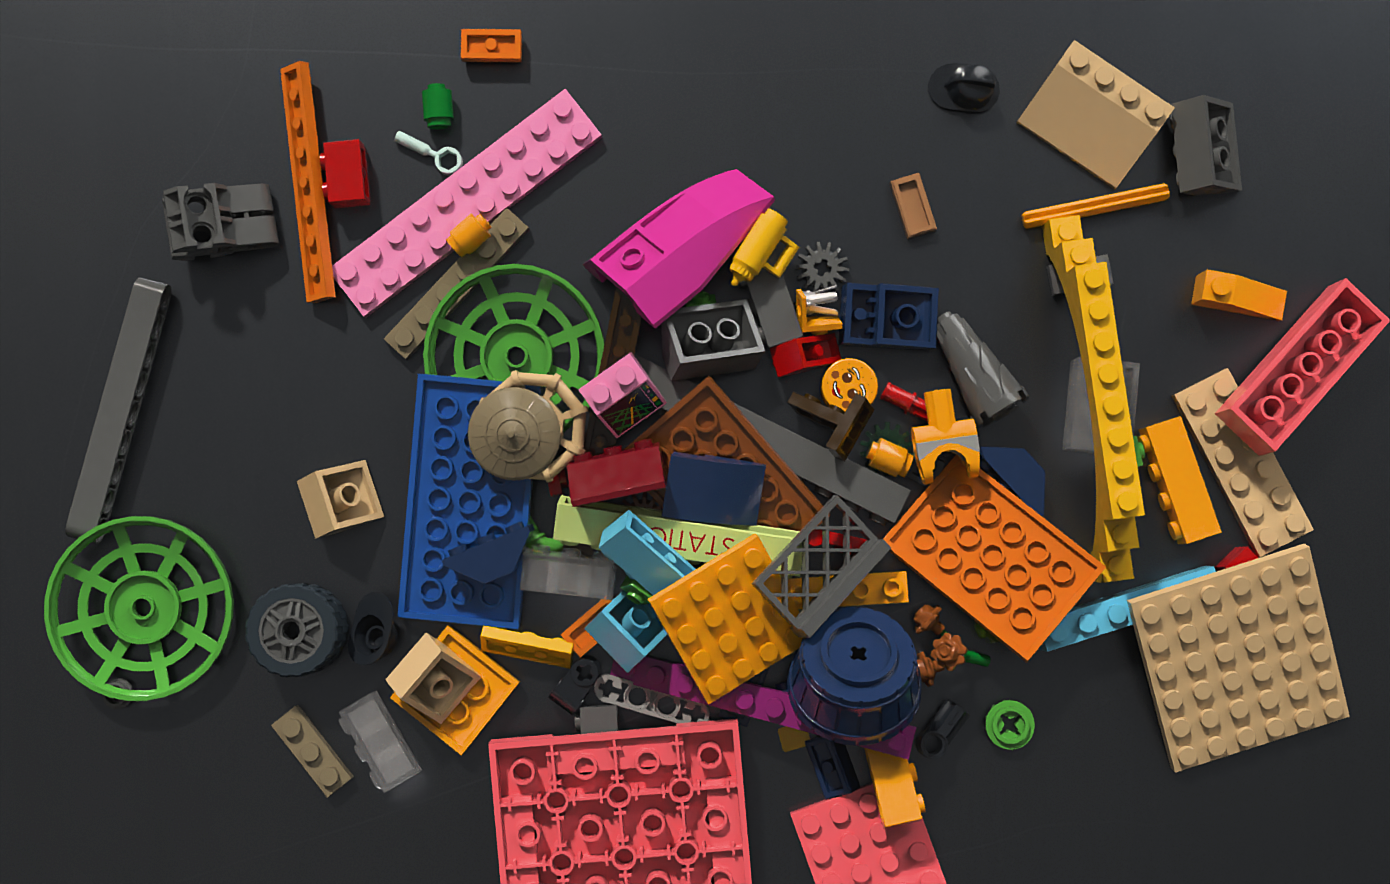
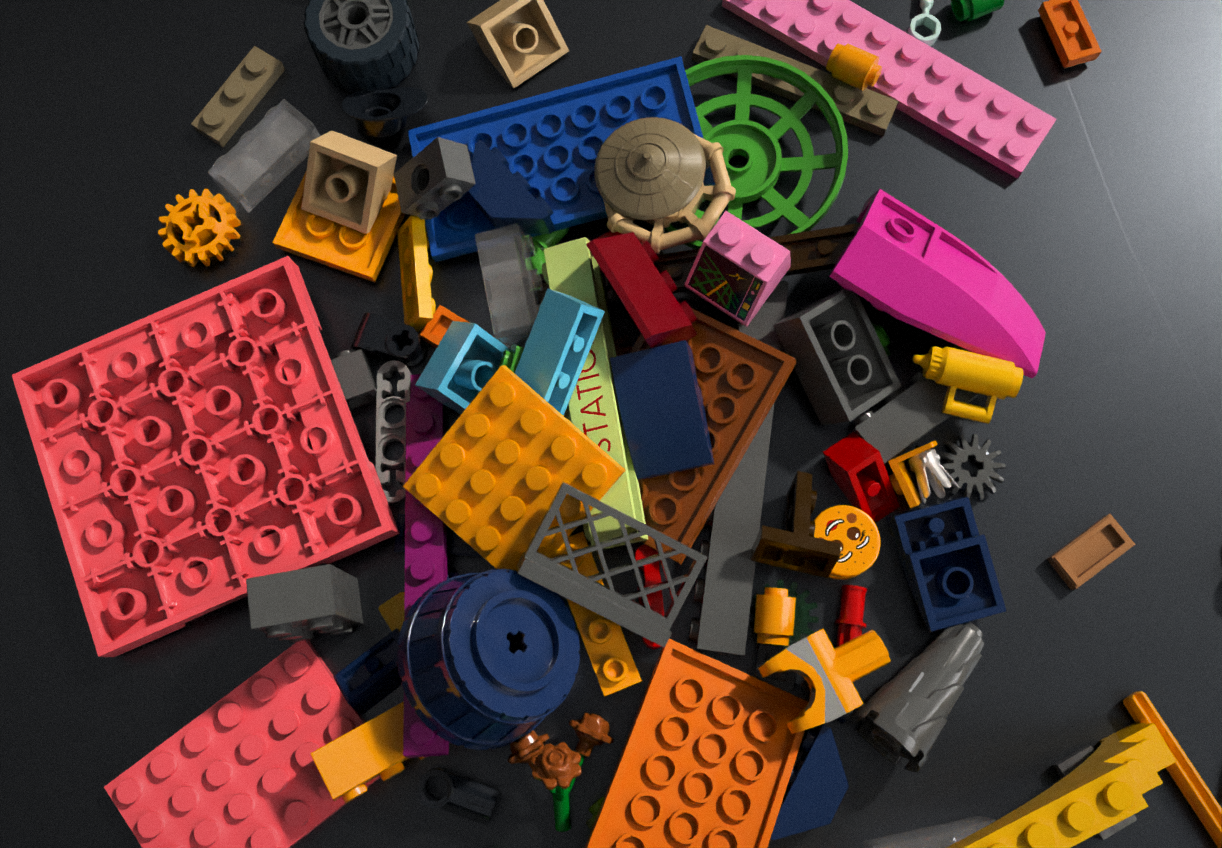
camera: 70 degrees right, 10 degrees down
(438, 818) = (200, 229): none -> light orange gear
(462, 607) = (434, 178): none -> dark grey brick
(772, 803) = (304, 602): none -> dark grey brick

